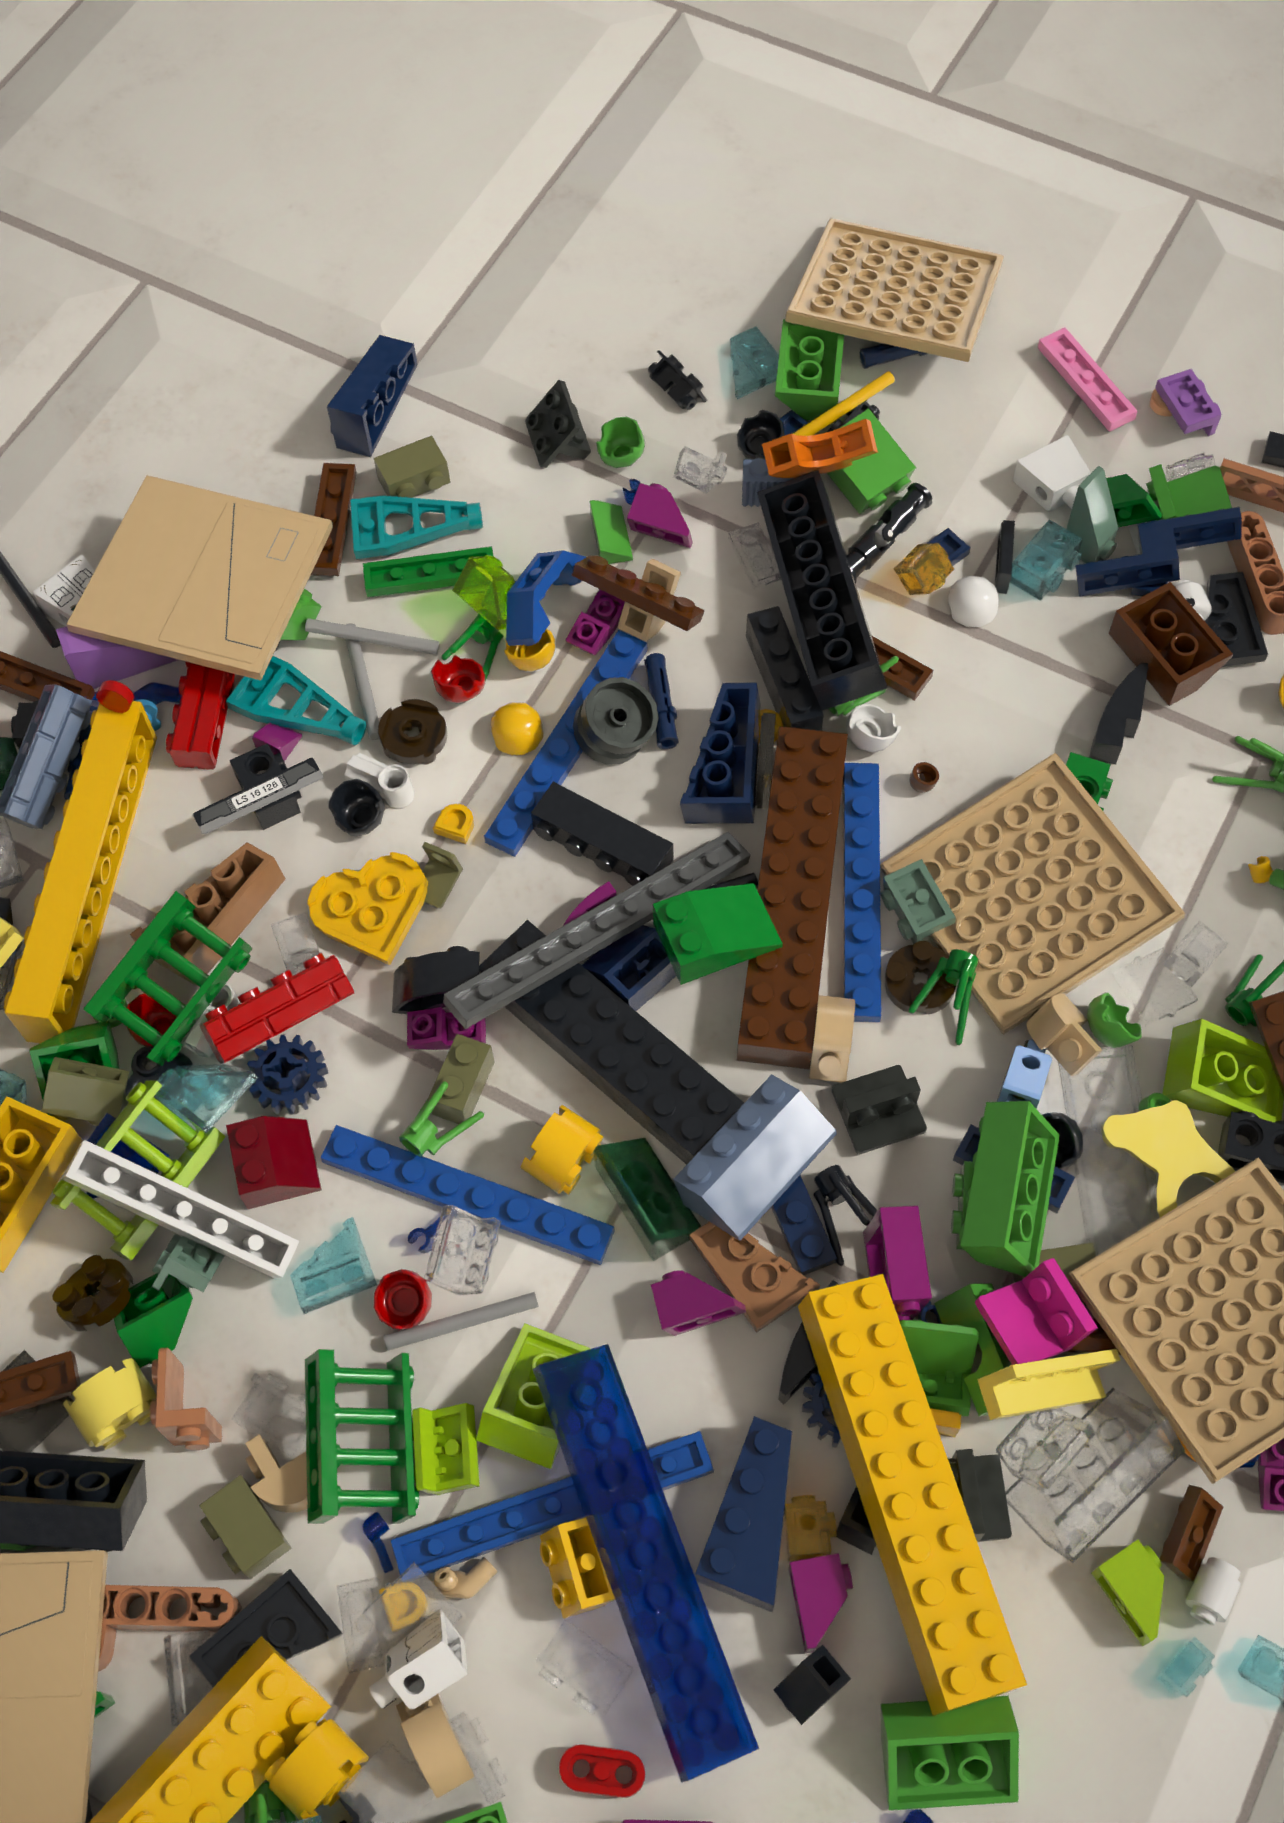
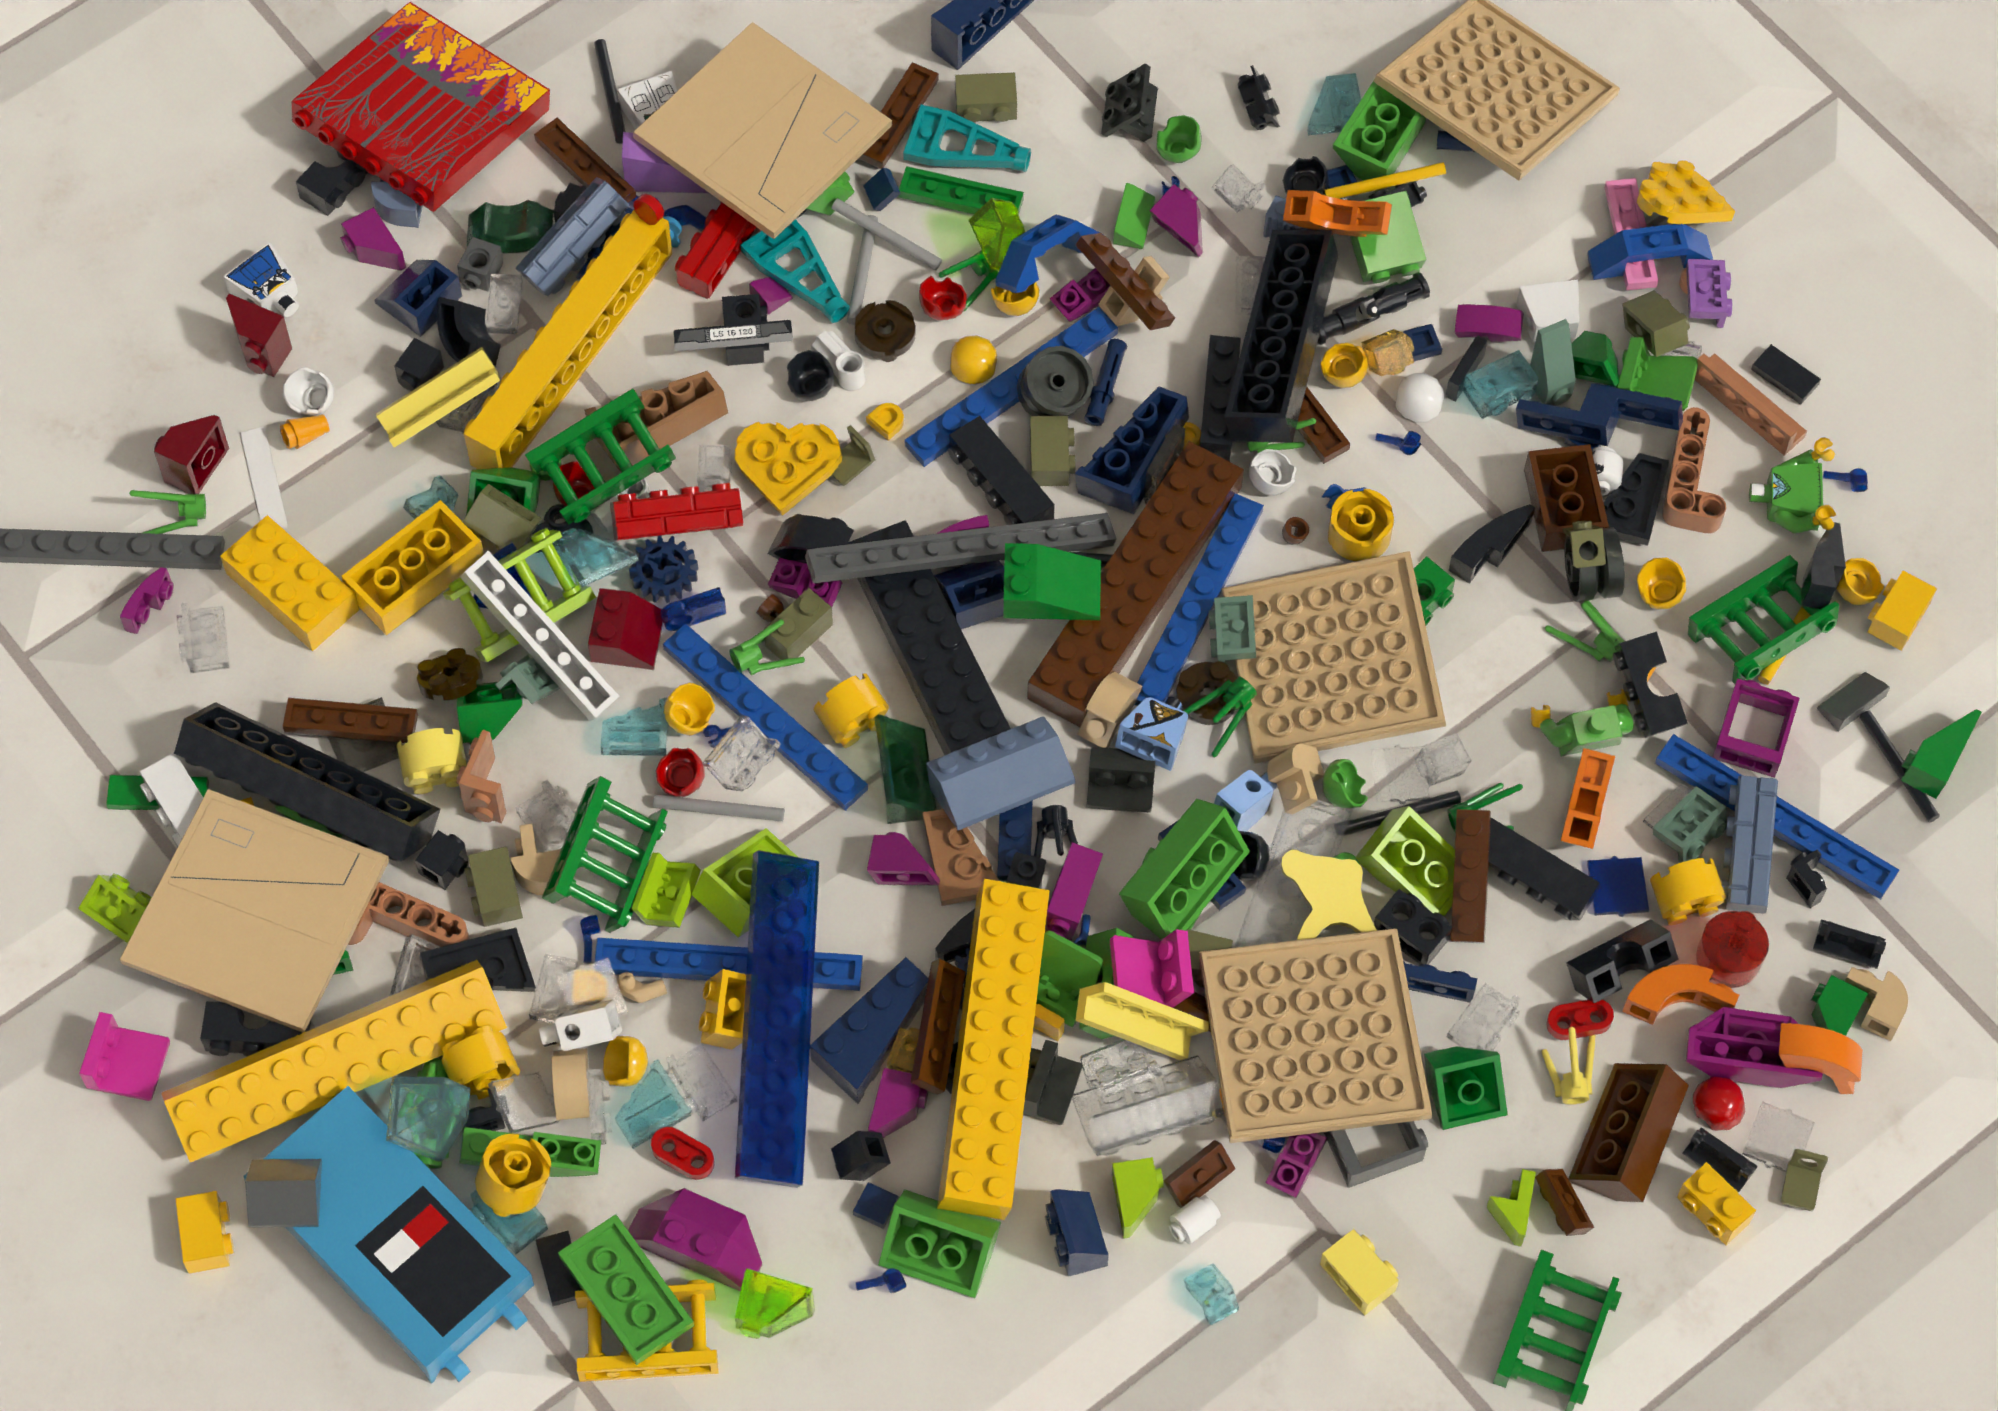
camera: 20 degrees right, 0 degrees up
(171, 1519) = (442, 859): none -> black brick
(339, 1106) = (693, 609): none -> clear blue piece
(347, 594) = (881, 189): none -> dark blue tile
(381, 1222) = (689, 709): none -> yellow hair
(420, 1070) = (769, 608): none -> reddish brown hinge
(488, 1686) = (625, 1061): none -> yellow hair
(541, 1727) = (651, 1107): none -> clear light blue wing
(639, 790) = (1050, 450): none -> olive brick
(830, 1488) = (938, 1026): none -> reddish brown plate
(837, 1261) = (1027, 870): none -> black bracket
(852, 1734) = (875, 1205): none -> dark blue tile
(888, 596) = (1344, 365): none -> yellow hair
(893, 1043) = (1154, 731): none -> light blue torso
(946, 725) = (1334, 492): none -> blue hand
(986, 651) = (1407, 445): none -> clear blue hand
(988, 746) = (1360, 525): none -> yellow brick
(1001, 504) = (1489, 321): none -> magenta slope
(1087, 399) = (1647, 243): none -> blue slope
(1098, 1671) = (1076, 1231): none -> dark blue slope
(1118, 325) = (1682, 195): none -> yellow plate
(1160, 443) = (1656, 322): none -> olive brick
(1185, 1668) = (1145, 1262): clear light blue piece -> none
(1193, 1013) = (1419, 807): none -> black bar
(1226, 668) = (1580, 533): none -> olive bracket
(1237, 696) = (1605, 579): none -> pearl dark grey wheel

